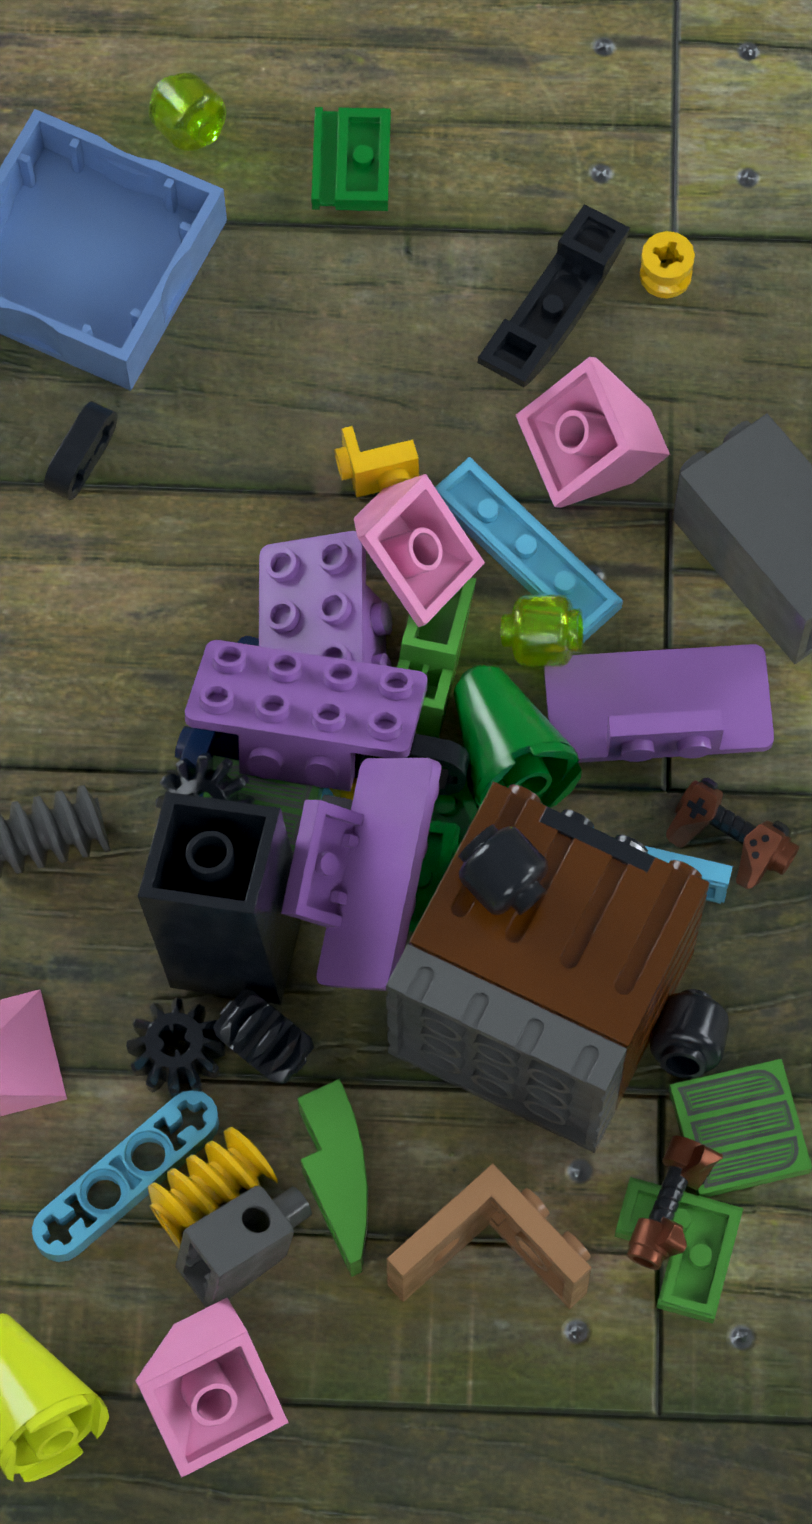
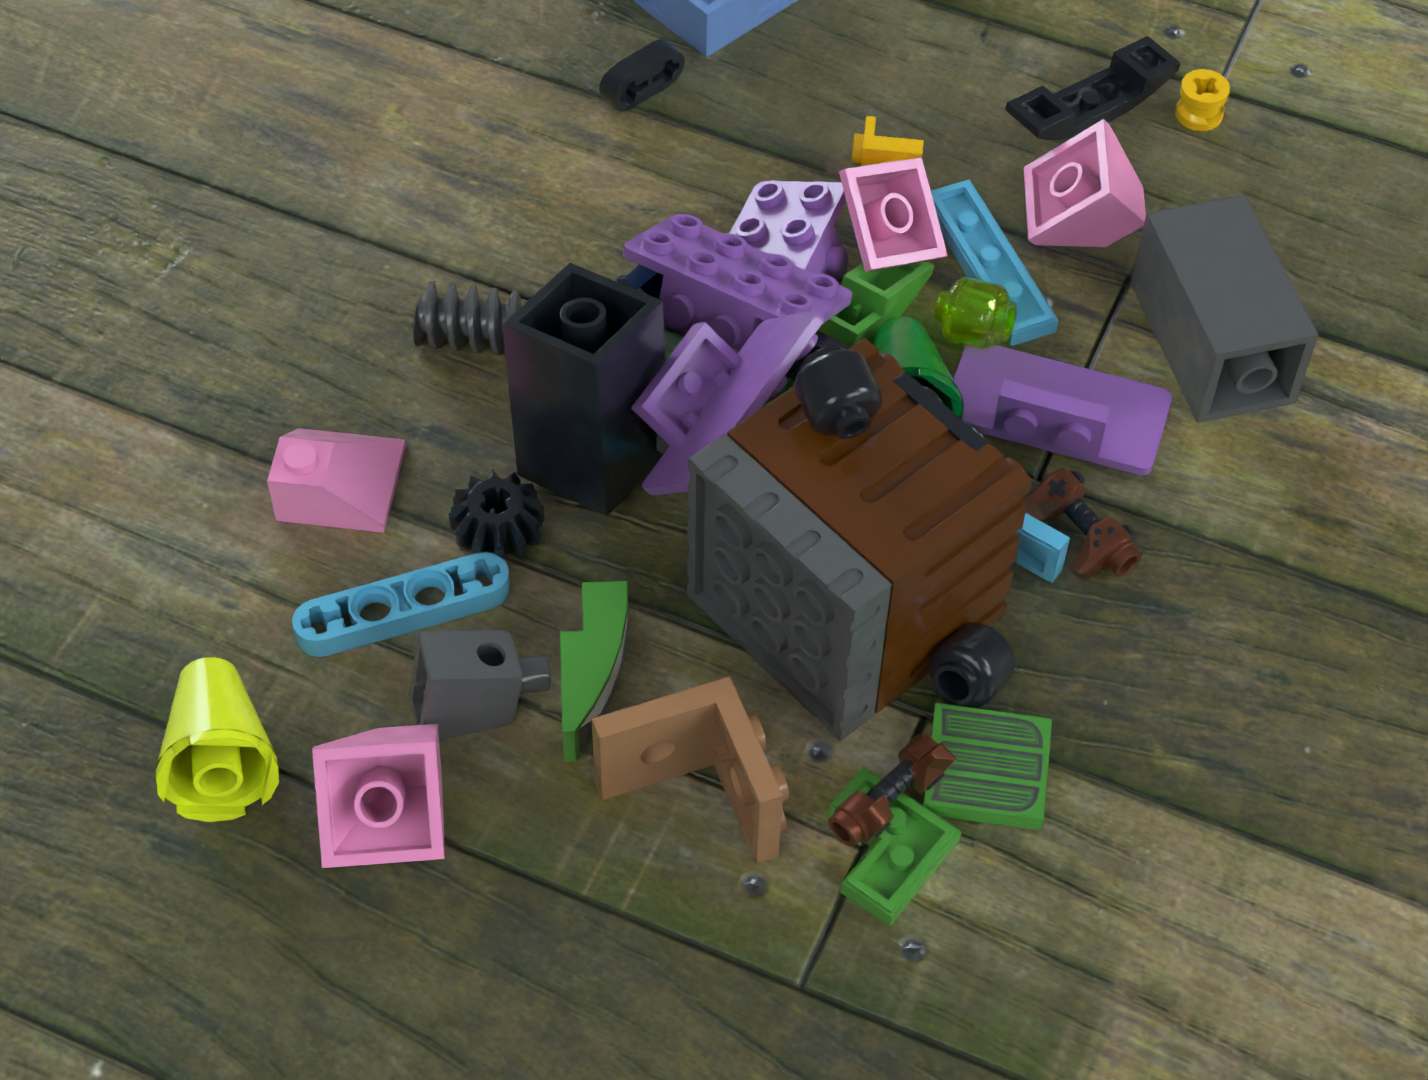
camera: 20 degrees right, 15 degrees down
(208, 1183) = (491, 616): yellow piece -> none
(263, 1036) = (576, 528): black gear -> none

